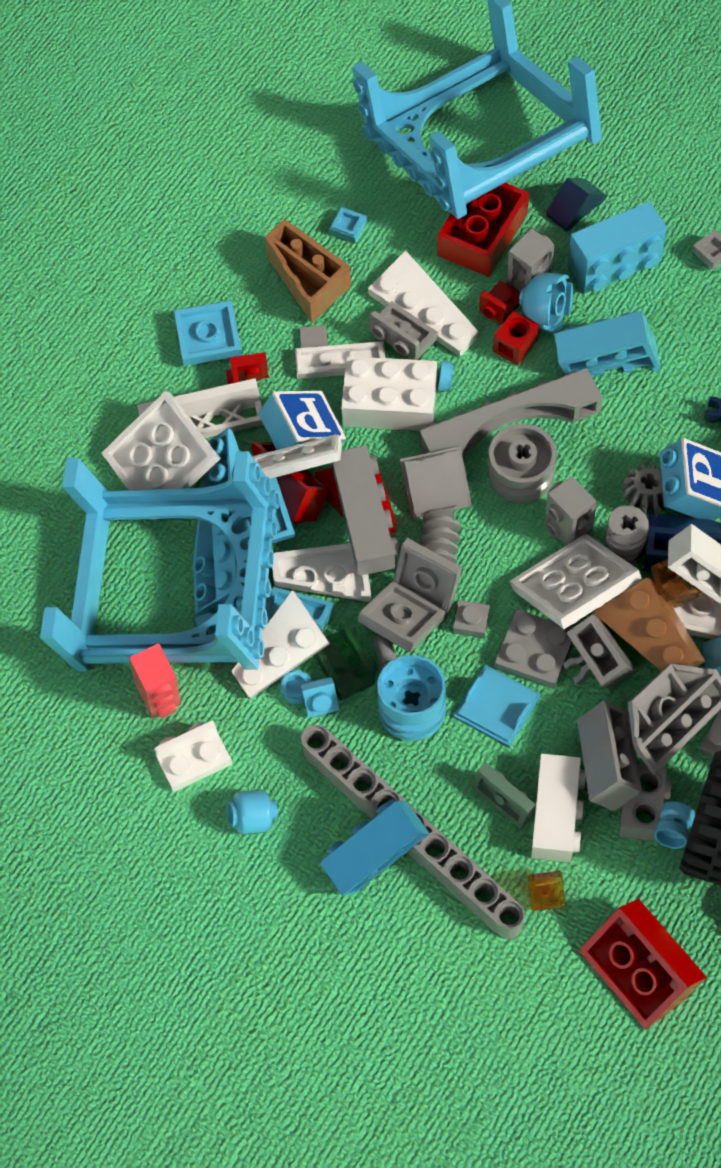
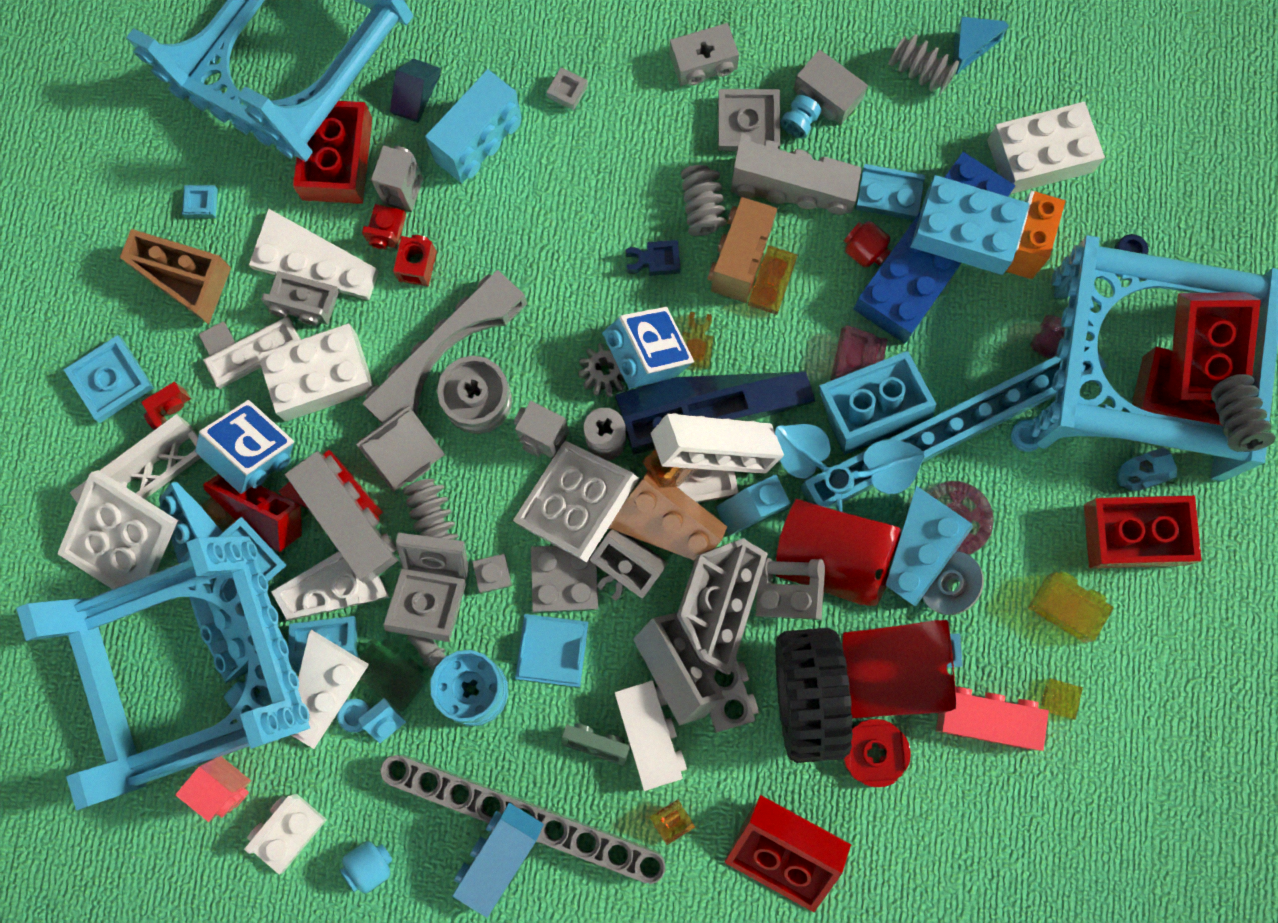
camera: 25 degrees left, 15 degrees up
(300, 456) = (252, 494): white tile -> none
(445, 376) = (363, 330): medium azure tile -> none
(547, 300) = (429, 211): medium azure cylinder -> none
(608, 345) = (506, 235): medium azure wedge -> none
(674, 825) = (766, 714): medium azure wheel -> none

